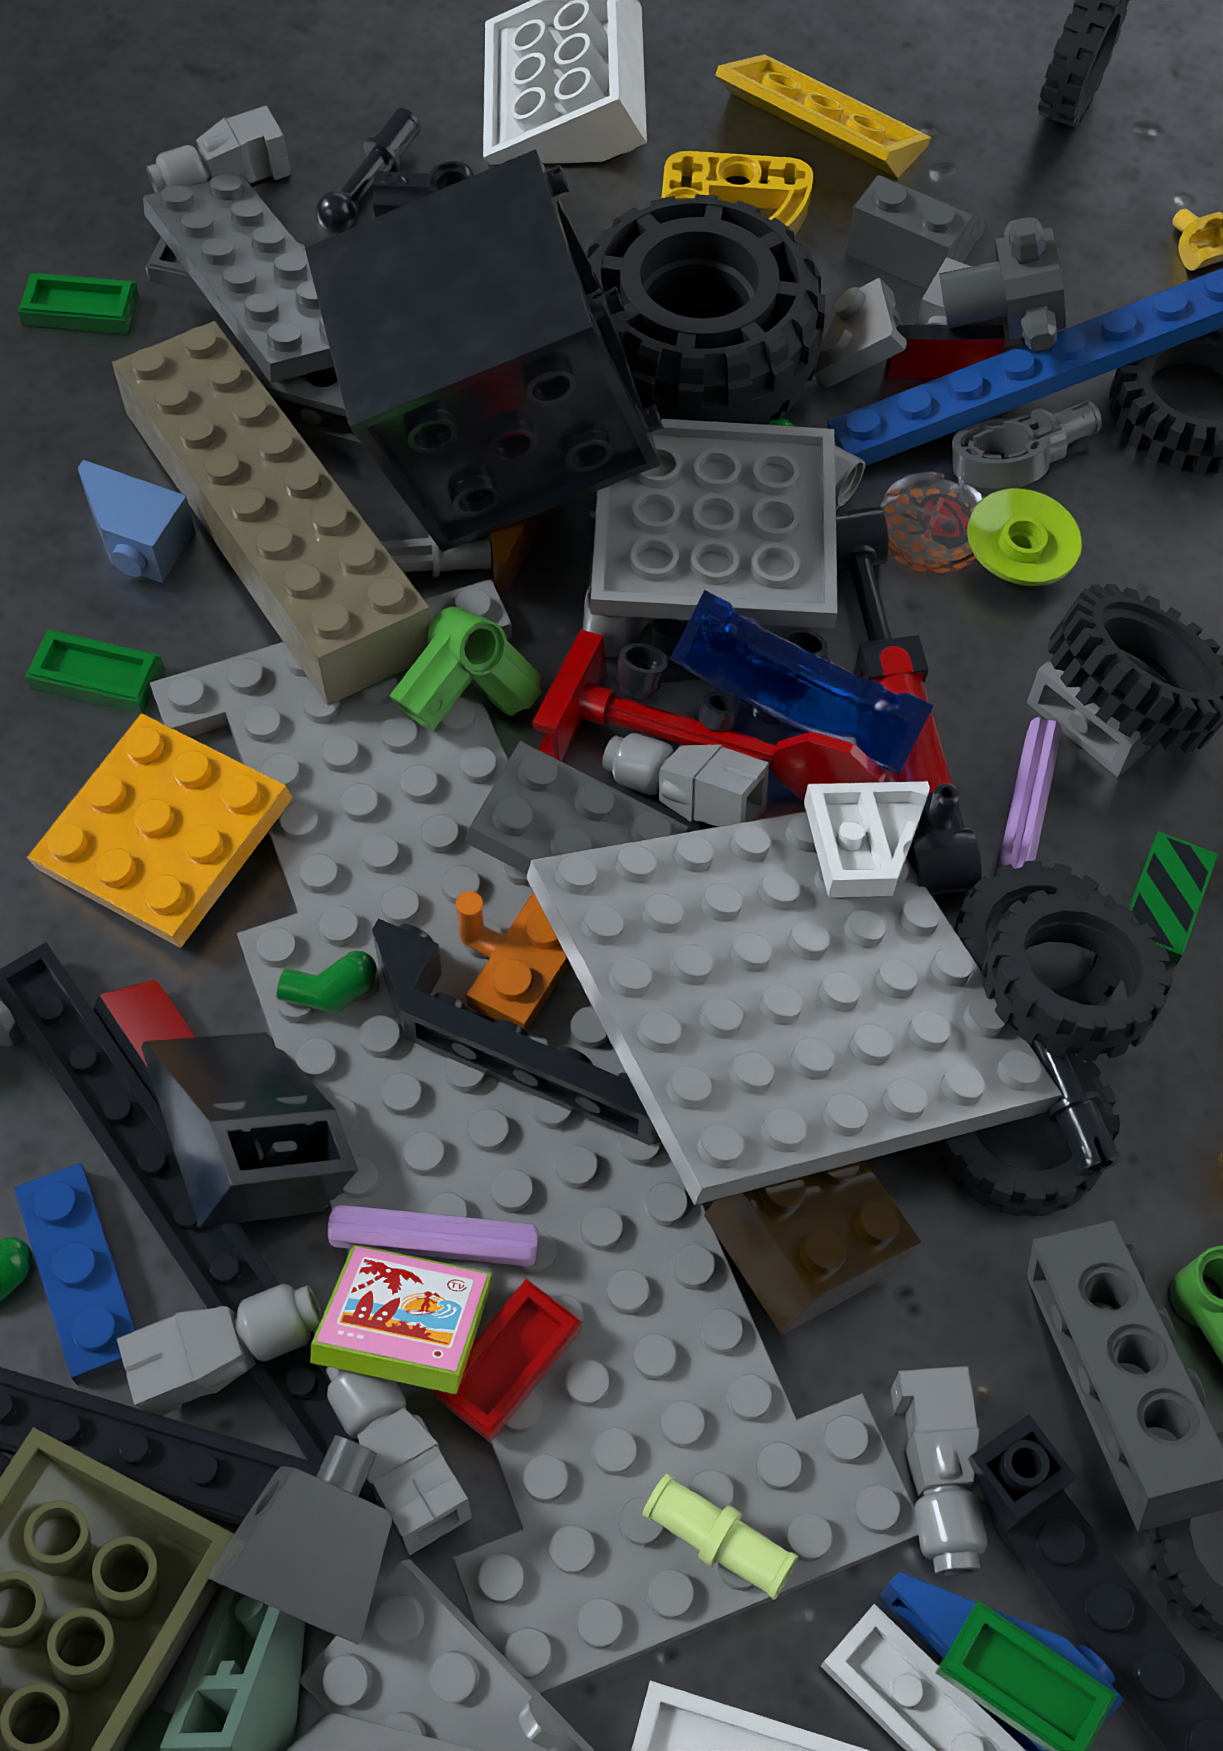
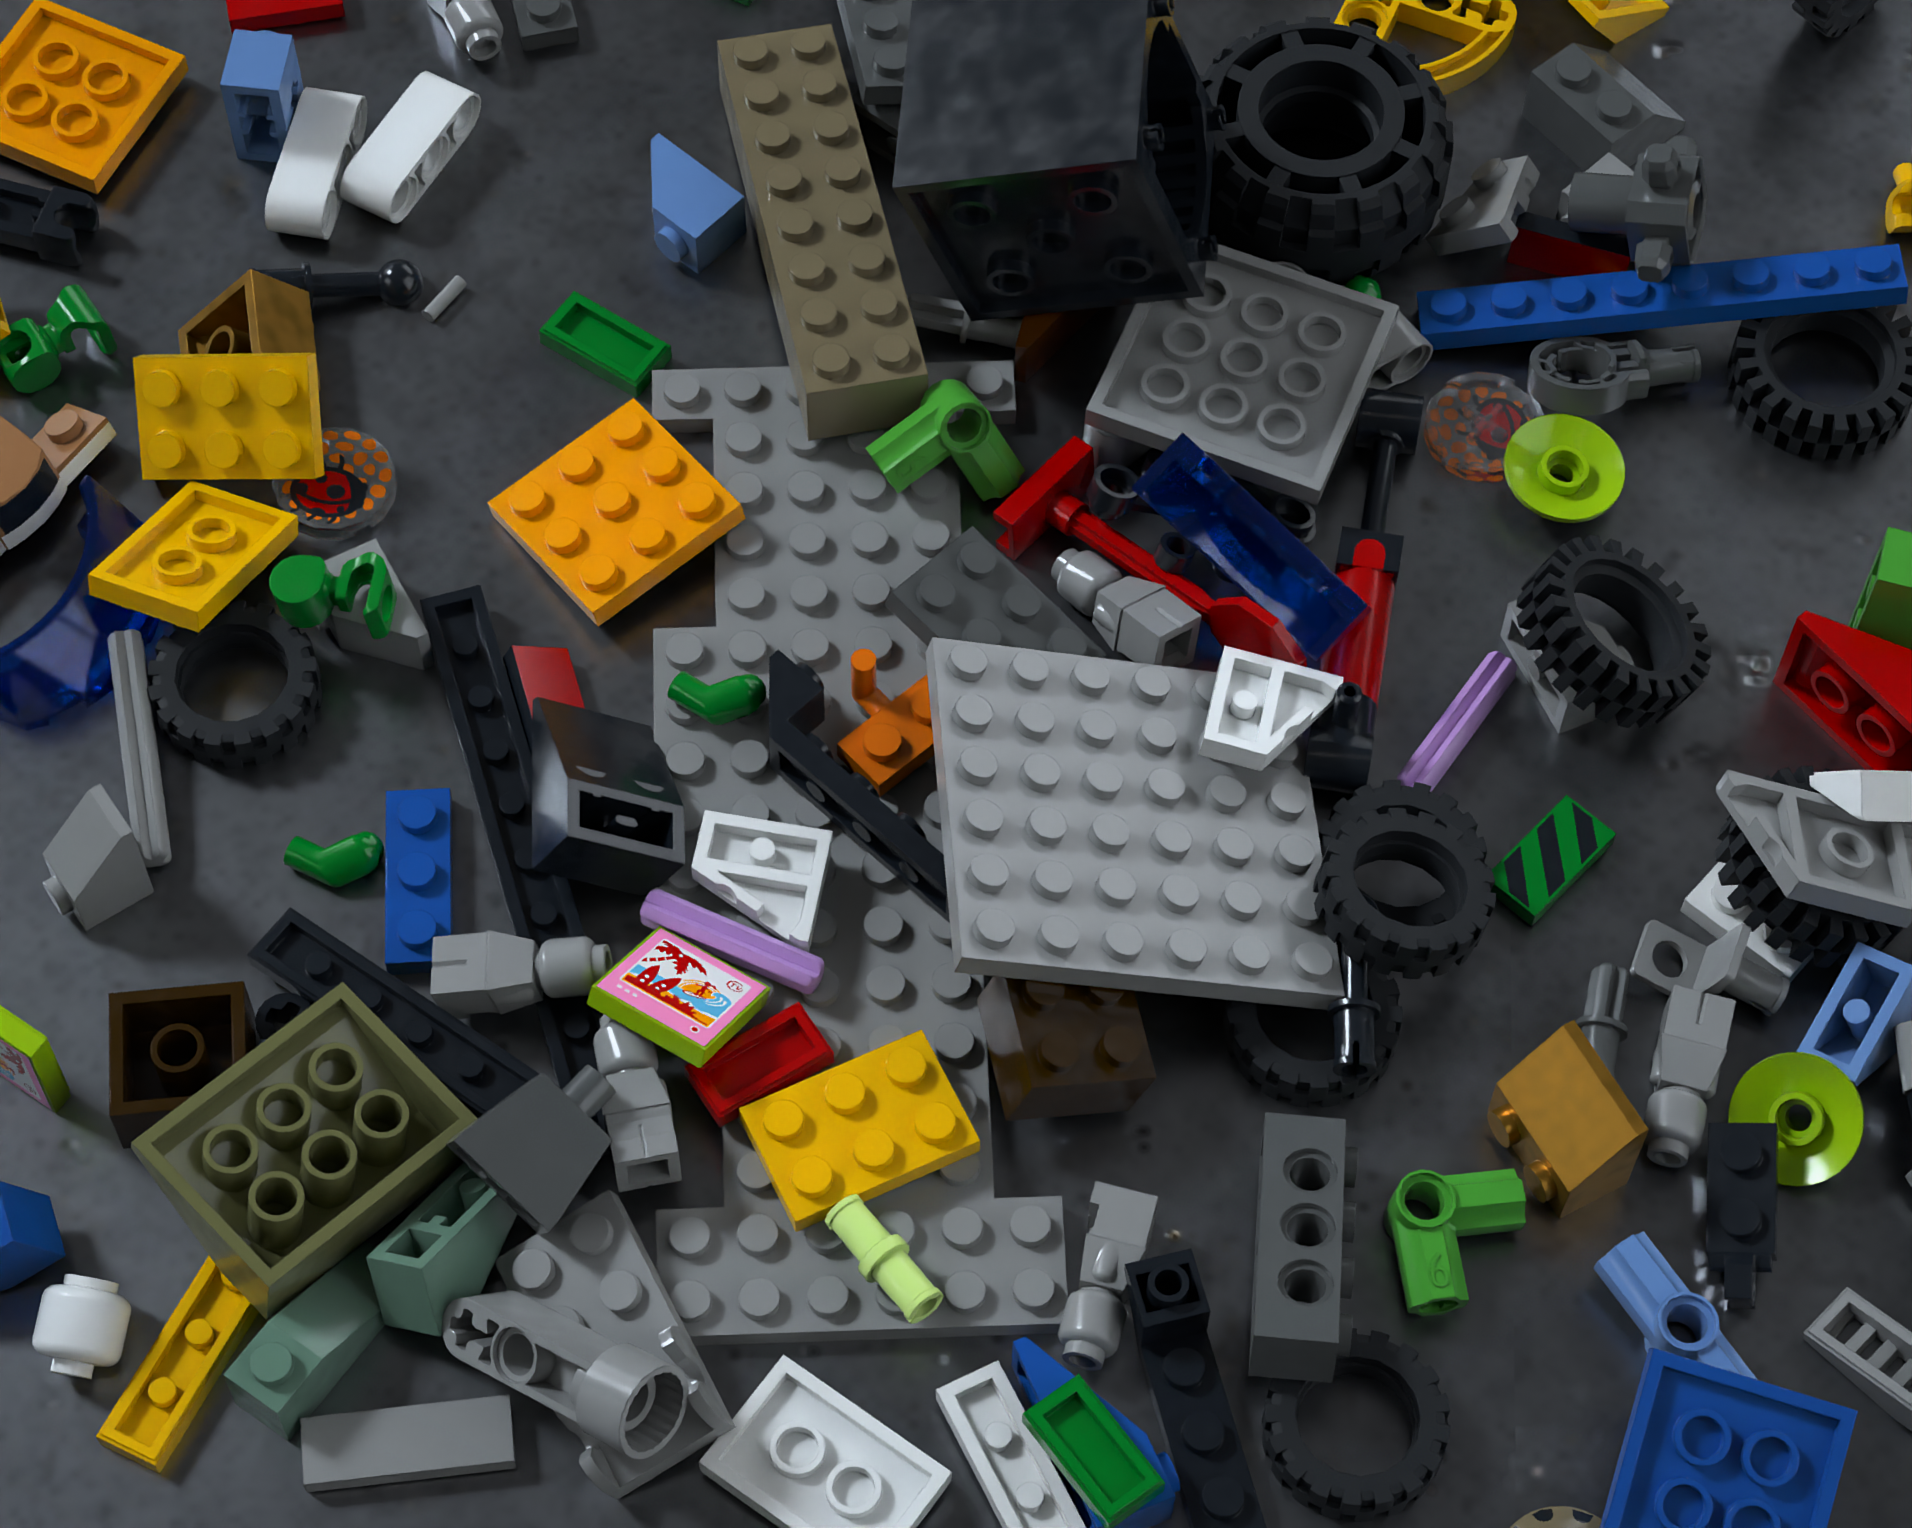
camera: 20 degrees right, 0 degrees up
(442, 1150) = (765, 871): none -> white wing
(636, 1398) = (859, 1129): none -> yellow plate

